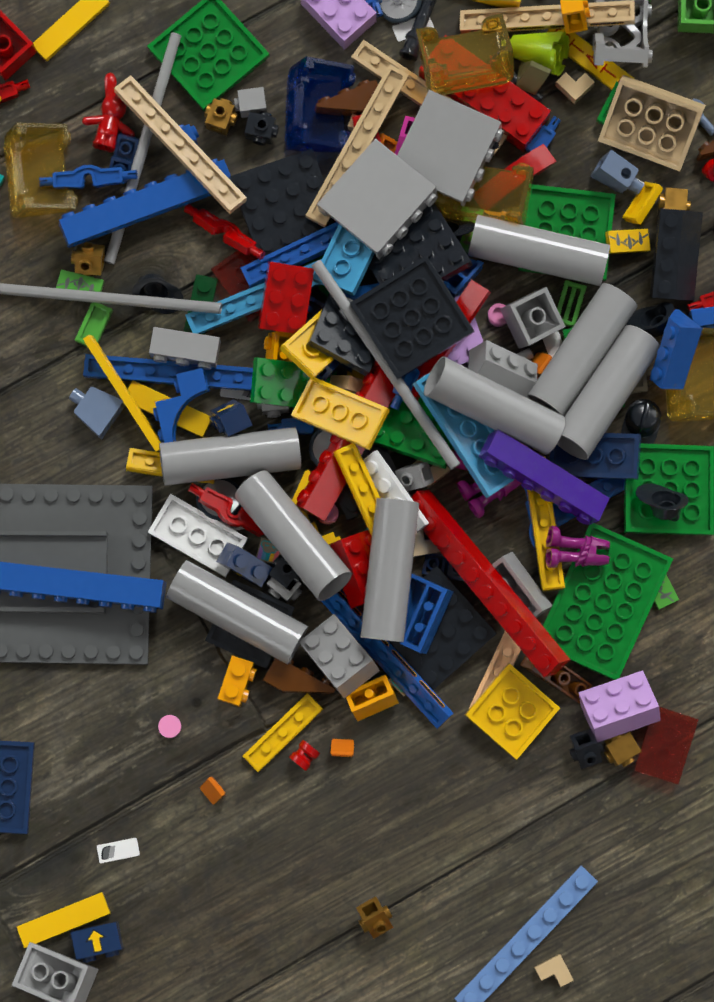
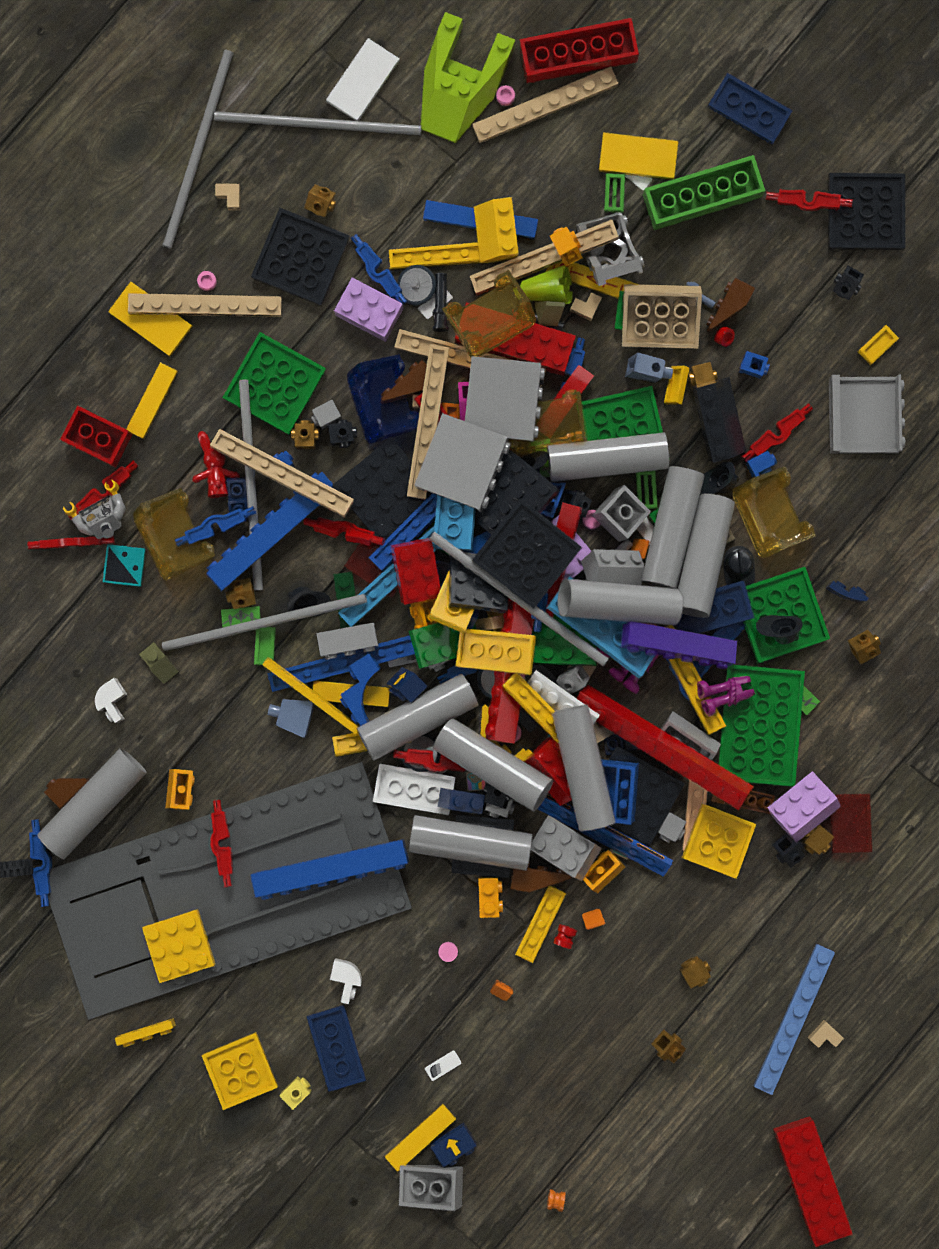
camera: 20 degrees left, 5 degrees up
(51, 710) = (347, 973): none -> white brick
(435, 846) = (695, 972): none -> pearl gold brick
(465, 678) = (672, 828): none -> light grey brick
(491, 283) = (576, 498): none -> black brick
(628, 241) = (676, 421): yellow tile -> none
(676, 351) = (749, 502): blue slope -> none

